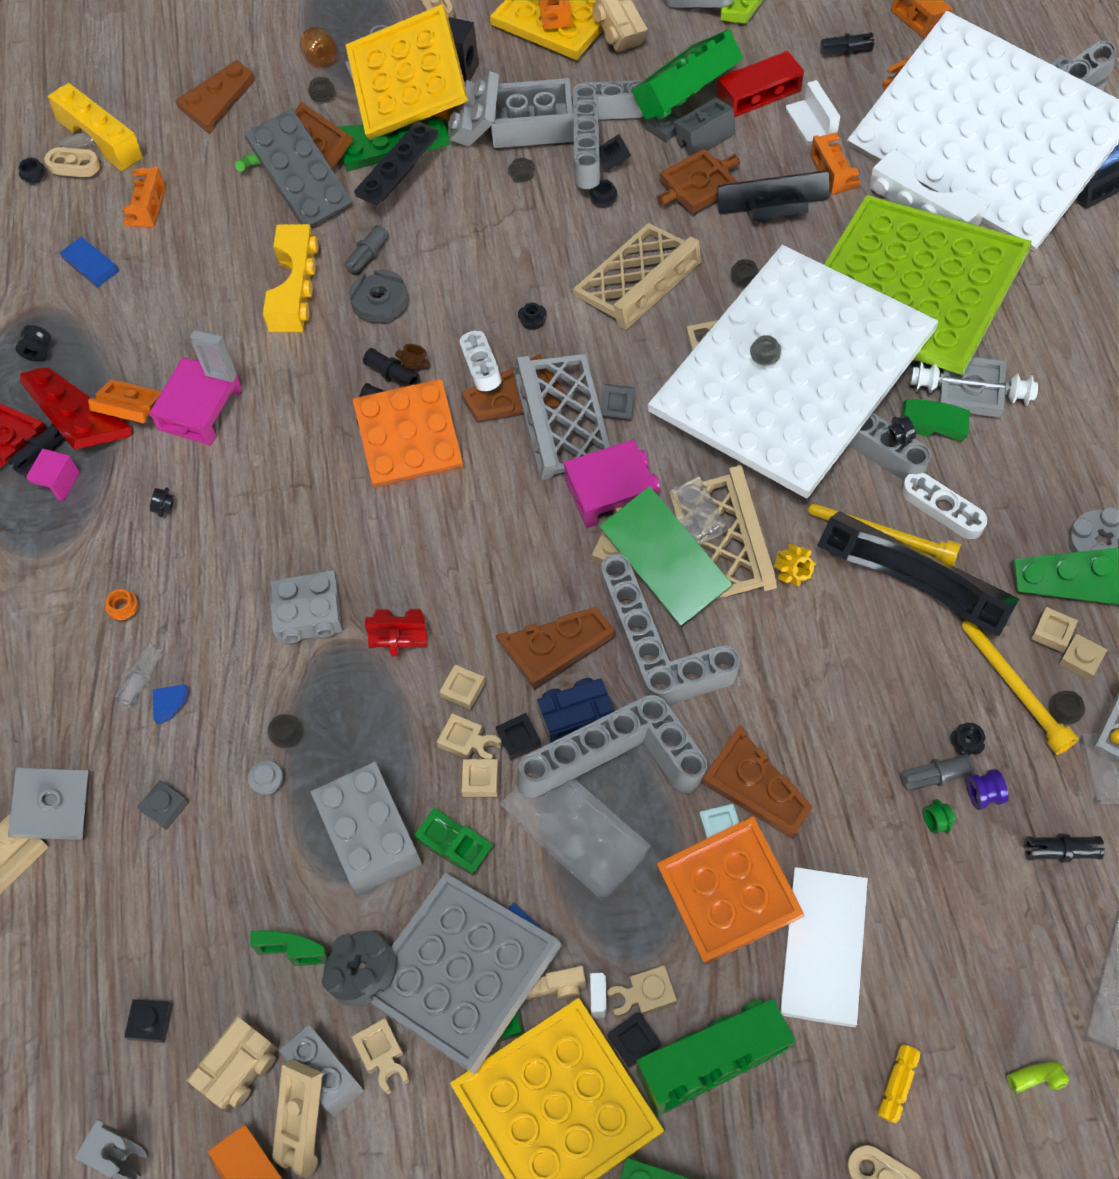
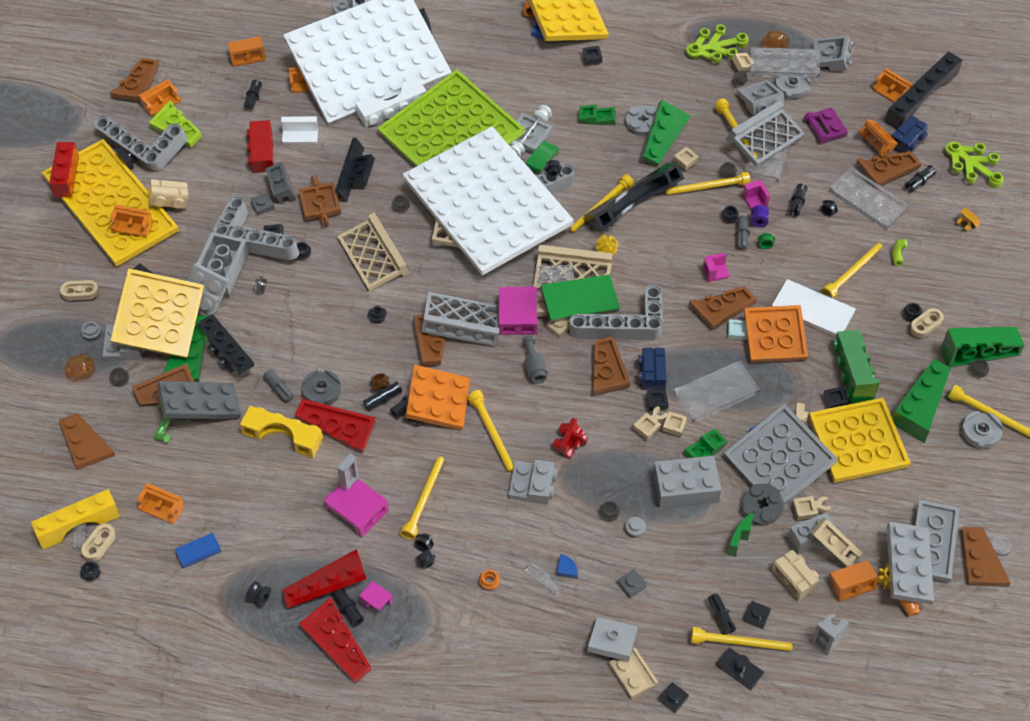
camera: 75 degrees left, 5 degrees down
(40, 1020) = (740, 668): none -> black tile
(85, 934) = (699, 636): none -> yellow piece
(124, 400) = (337, 544): orange plate -> none
(132, 959) = (721, 614): none -> black axle
(133, 513) = (425, 559): none -> black plate
(178, 477) = (409, 529): none -> yellow piece
(326, 338) = (341, 424): none -> red wing
(426, 485) = (477, 400): none -> yellow piece
(462, 687) = (617, 417): tan plate -> none
(477, 369) = (411, 349): white beam -> none
(521, 537) = (534, 361): none -> dark grey piece
(598, 996) = (811, 404): white tile -> none
(612, 744) = (675, 340): light grey beam -> none
(618, 401) = (463, 289): dark grey plate -> none
(649, 992) = (813, 388): tan plate -> none
(686, 74) = (242, 173): green wedge -> none
(765, 350) = (479, 203): clear smoke plate -> none
(832, 160) = (342, 137): orange hinge -> none
(834, 749) = (715, 267): none -> dark pink panel
(882, 967) = (832, 289): none -> yellow piece
(899, 1083) = (886, 303): yellow axle -> none
(912, 1137) = (912, 307): none -> black plate
(947, 518) = (592, 180): white beam -> none
(1033, 769) = (756, 194): none -> dark pink panel
(1070, 468) = (592, 115): none -> green slope
(1077, 911) = (829, 207): none -> black plate
(1083, 657) = (705, 154): tan plate -> none

